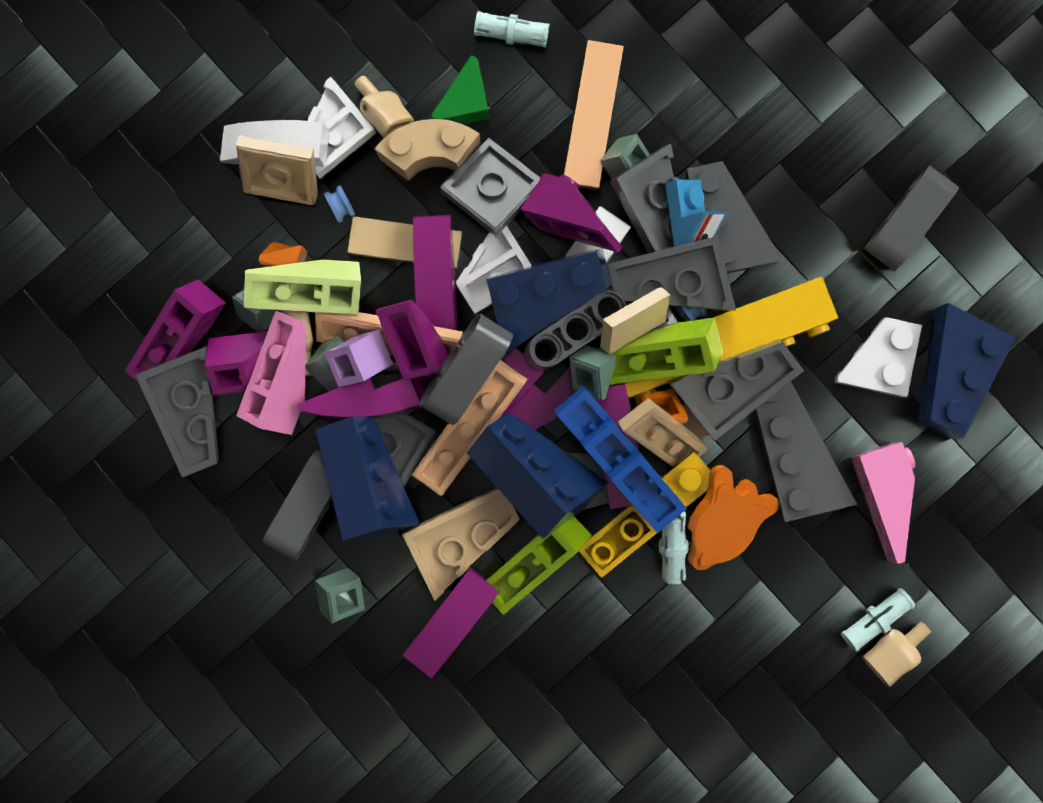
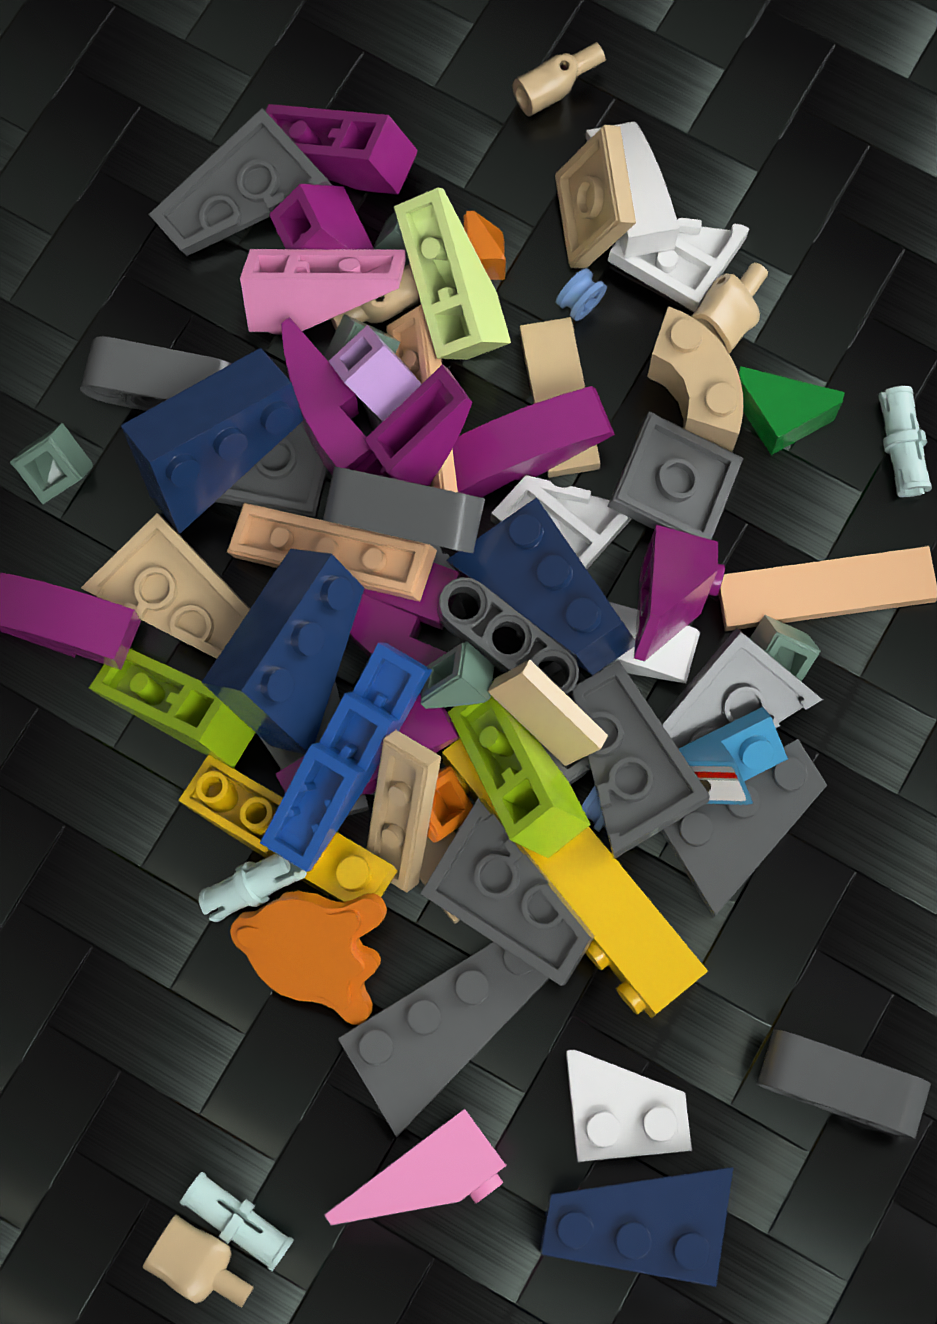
camera: 70 degrees right, 10 degrees down
(176, 169) = (554, 78): none -> tan piece

